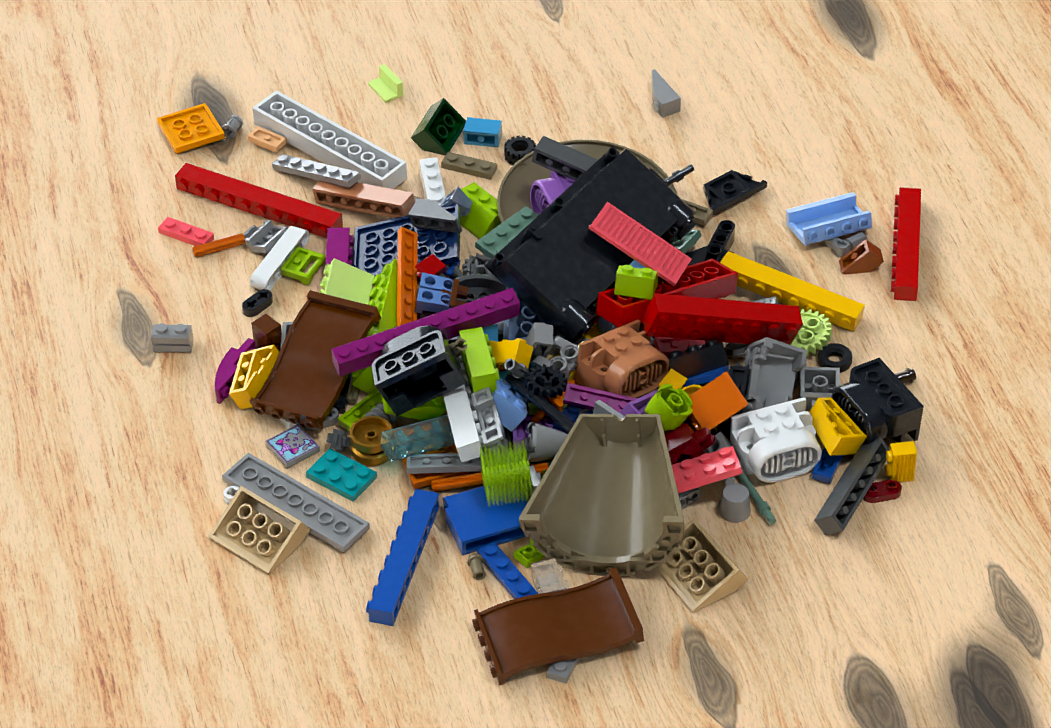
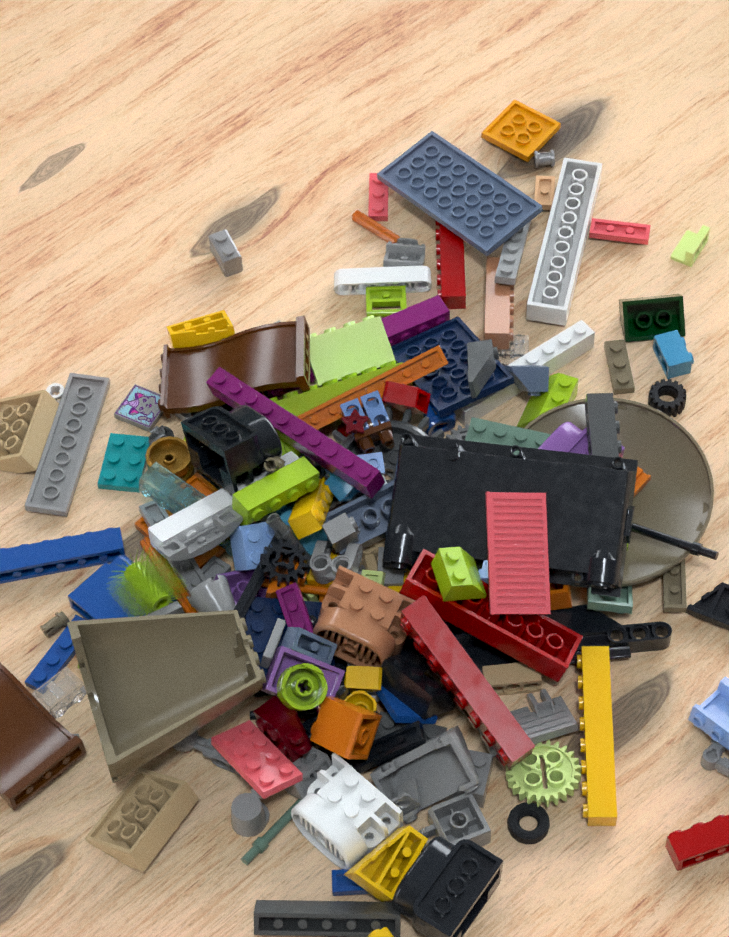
camera: 65 degrees right, 10 degrees up
(227, 369) = (237, 314): magenta slope -> none
(237, 175) = (460, 193): none -> sand blue plate
(257, 303) = (315, 293): black beam -> none
(266, 332) = (259, 312): reddish brown brick -> none
(346, 110) = (619, 231): none -> coral plate
(442, 301) = (355, 428): none -> dark red plate
(626, 393) = (309, 644): none -> sand blue slope
(861, 259) = (701, 786): dark orange slope -> none
(907, 376) = (535, 904): dark brown pin -> none

